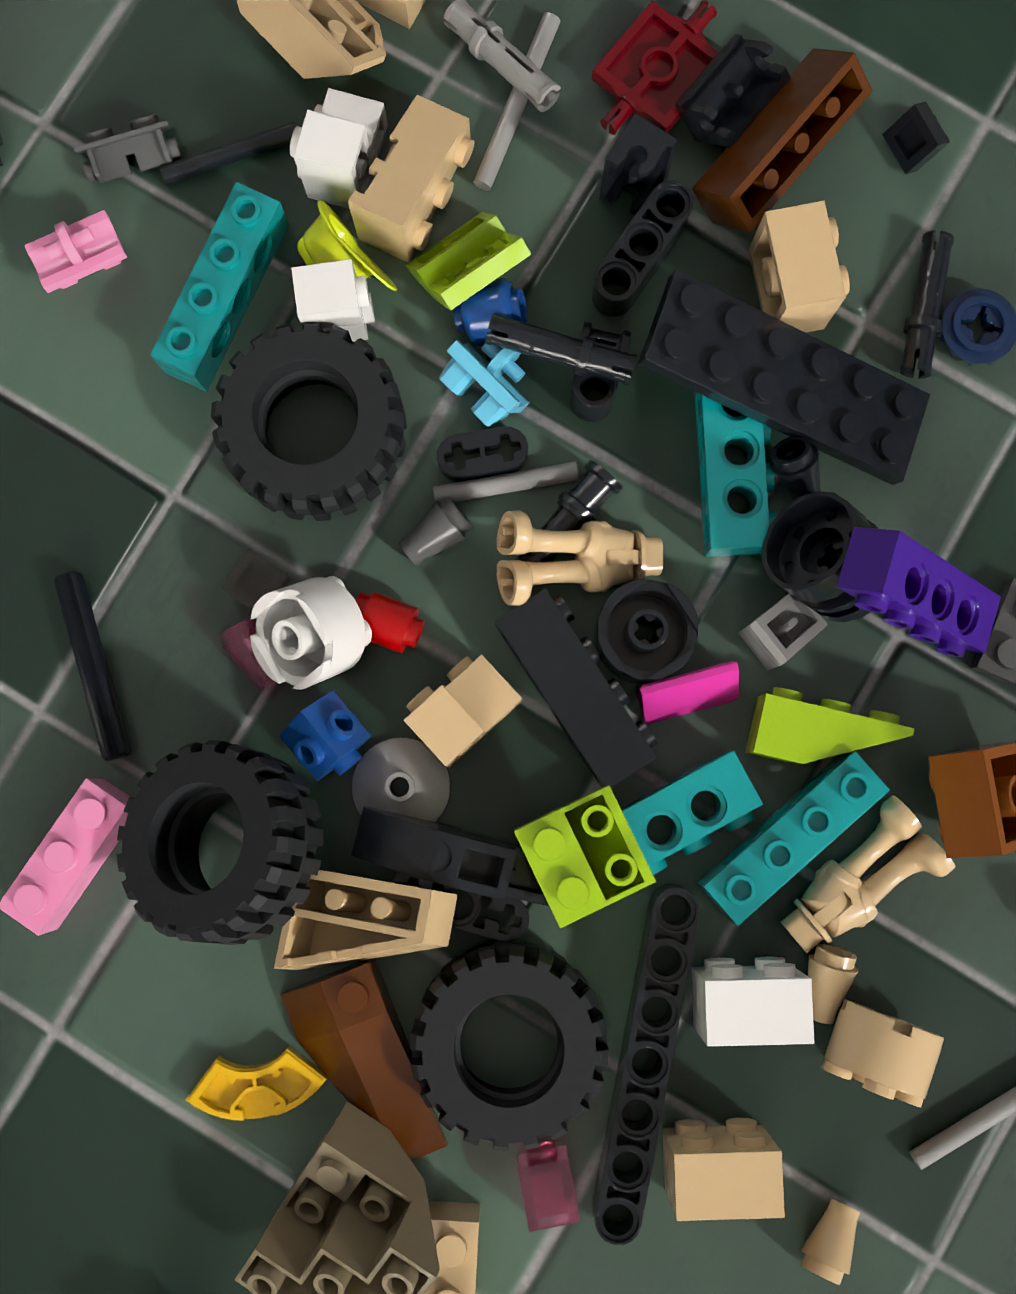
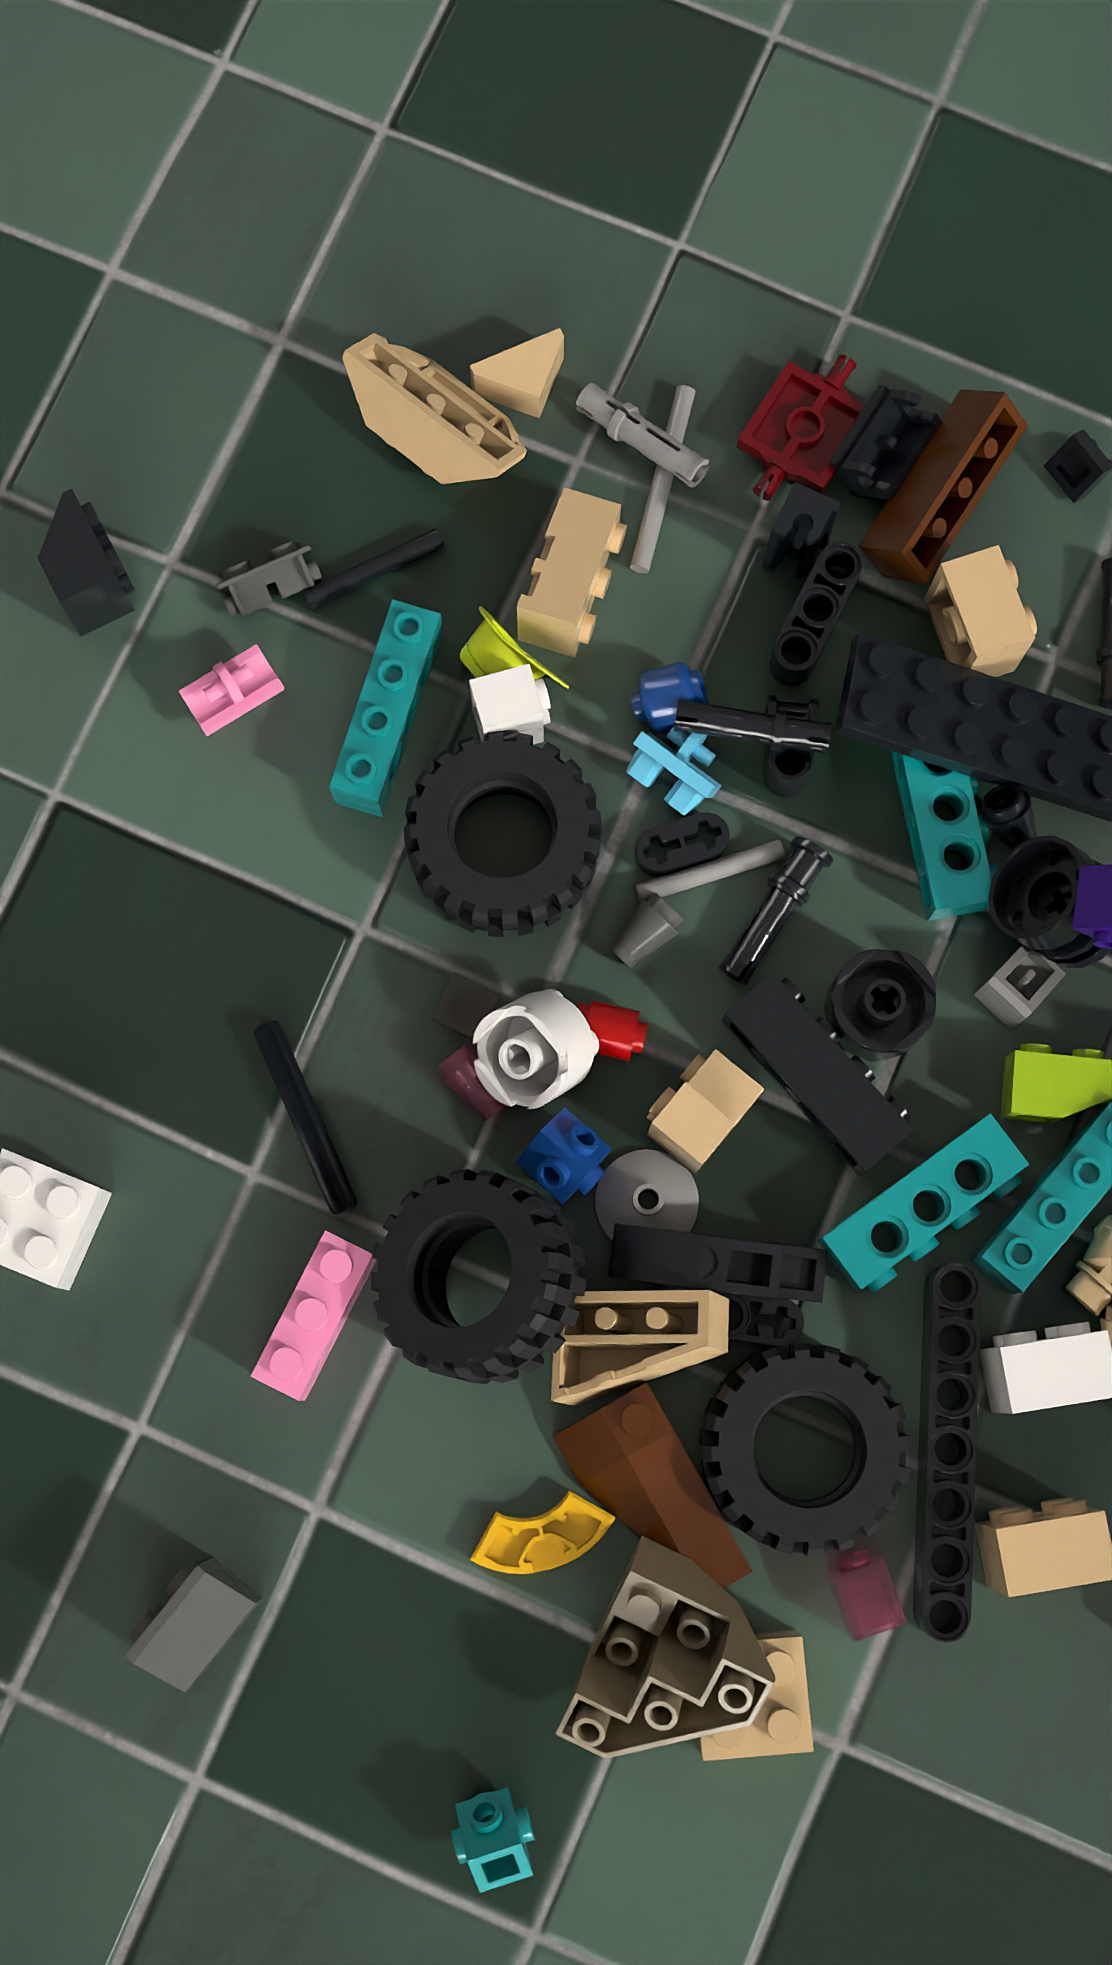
camera: 10 degrees left, 5 degrees down
(338, 146) = (490, 551): white brick -> none
(467, 260) = (639, 647): lime slope -> none
(584, 856) = (855, 1237): lime slope -> none
(602, 559) = (822, 932): tan piece -> none
(689, 692) = (933, 1061): dark pink slope -> none

